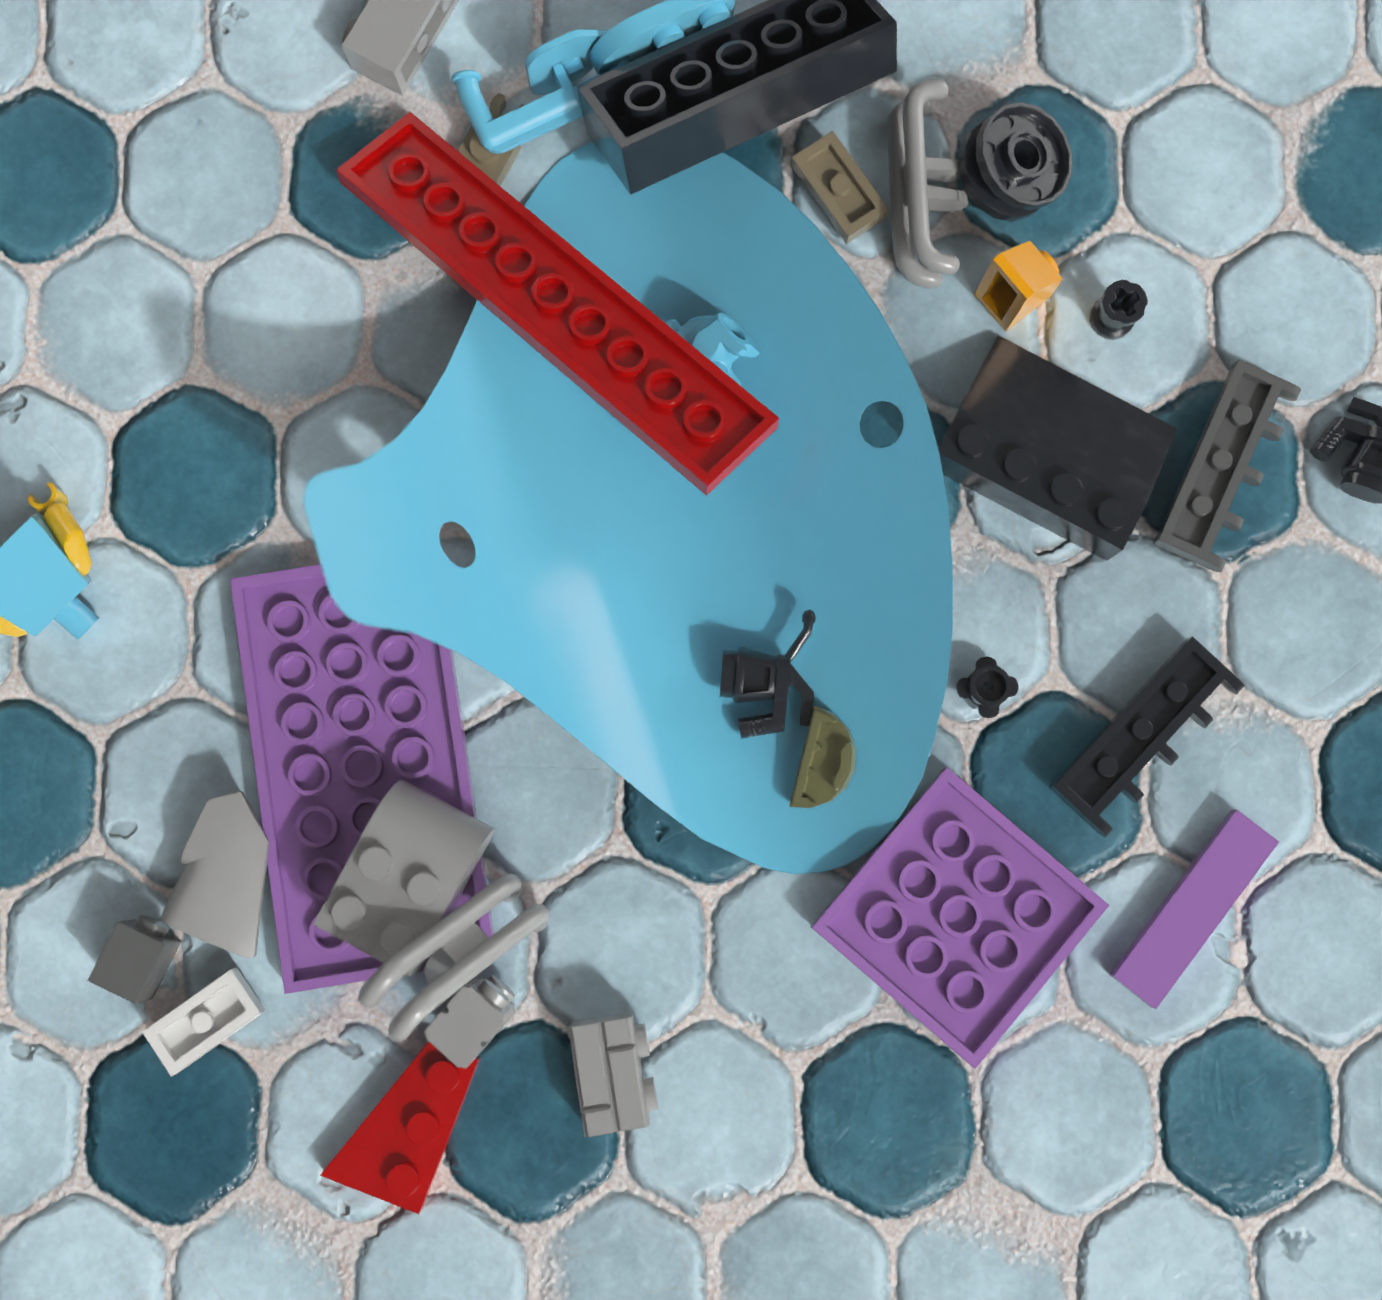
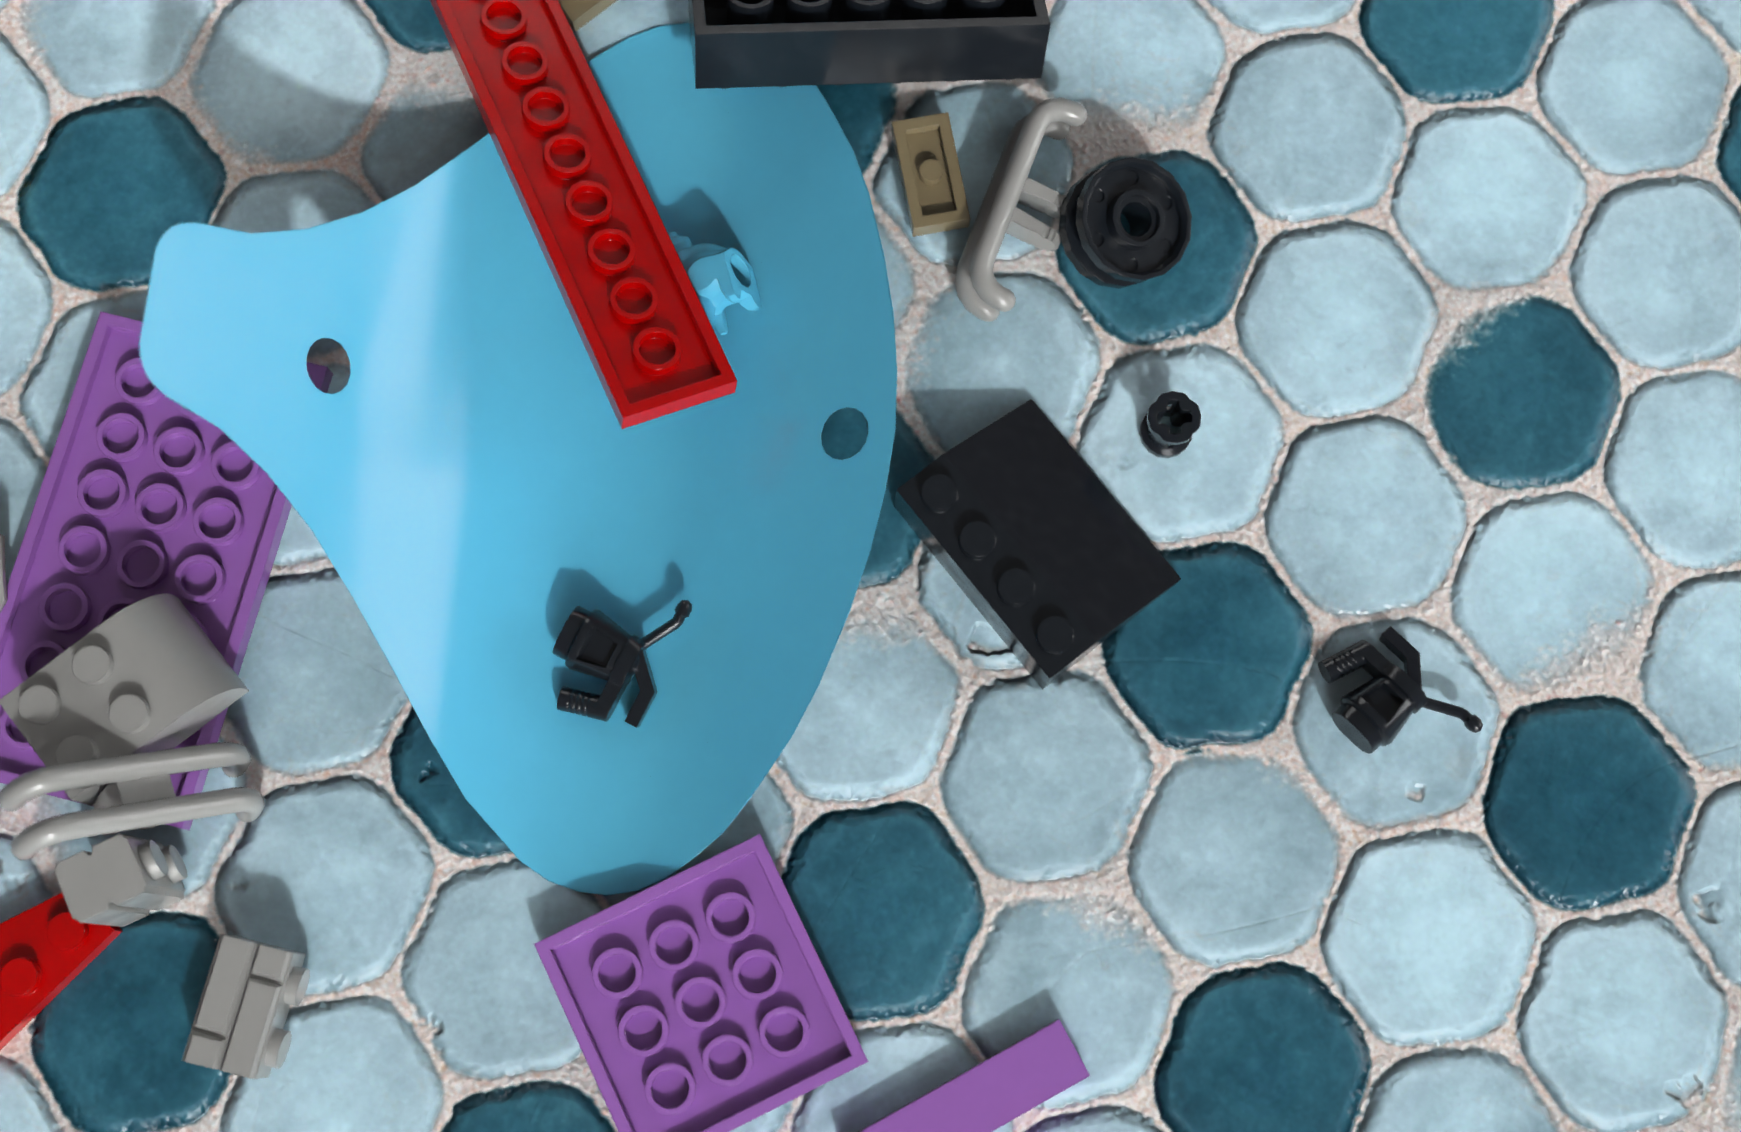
camera: 20 degrees right, 5 degrees down
(825, 762) = (633, 771): olive tile -> none
(987, 672) = (842, 785): black plate -> none
(1017, 283) = (1073, 350): light orange slope -> none
(1142, 731) = (993, 888): black hinge -> none
(1222, 463) = (1210, 636): dark grey hinge -> none

